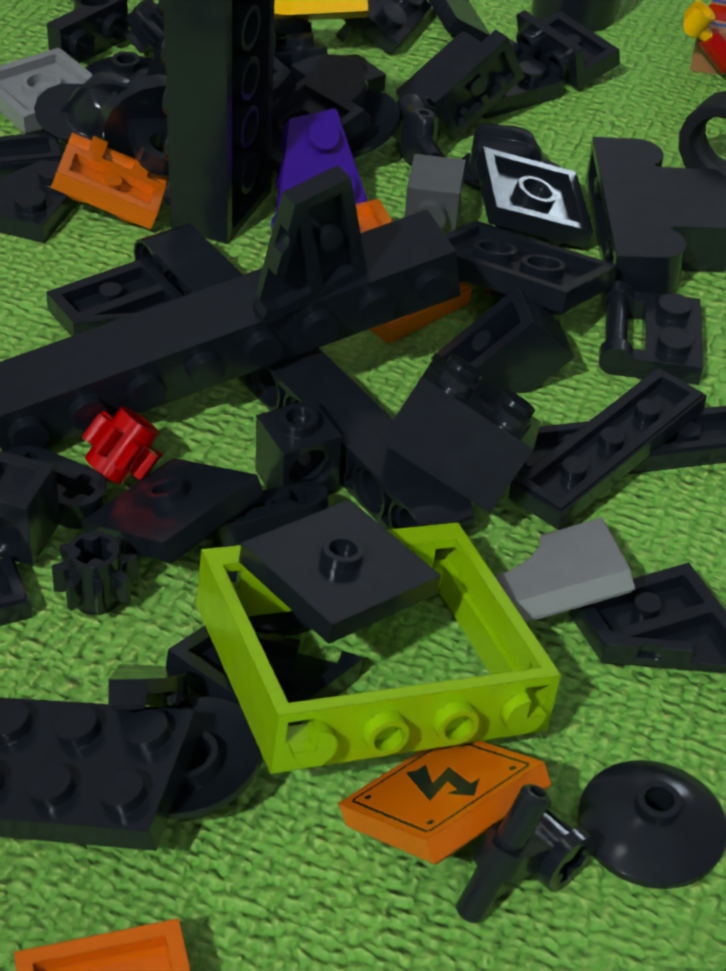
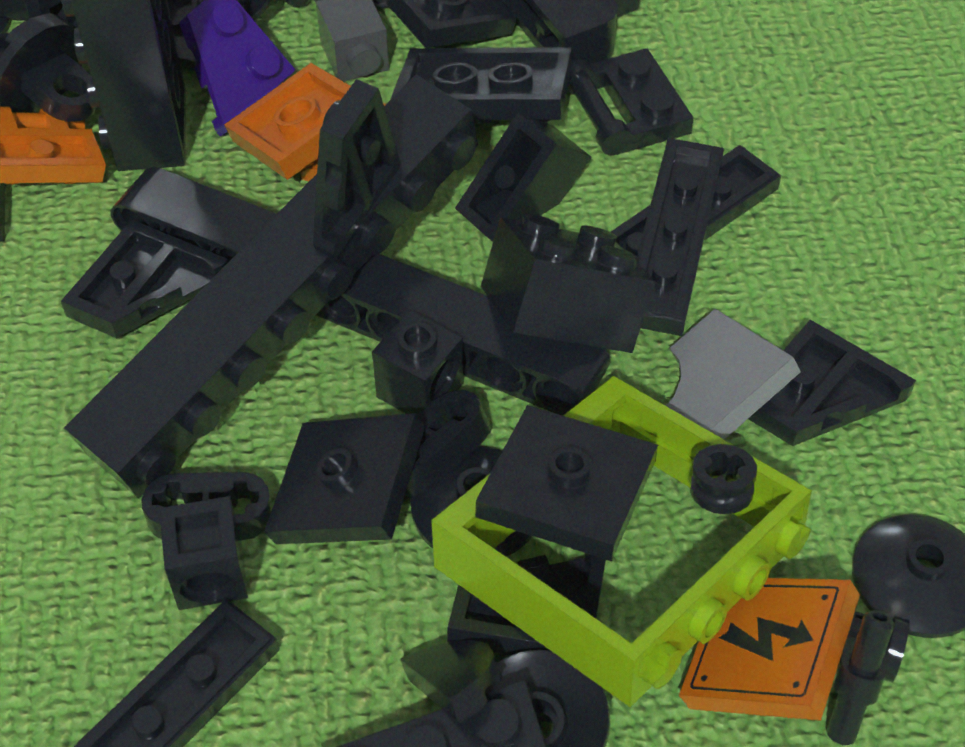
camera: 25 degrees left, 10 degrees up
(95, 573) = (317, 562): black gear -> none
(122, 445) = (254, 435): red gear -> none
(481, 627) = (727, 463): none -> black bush

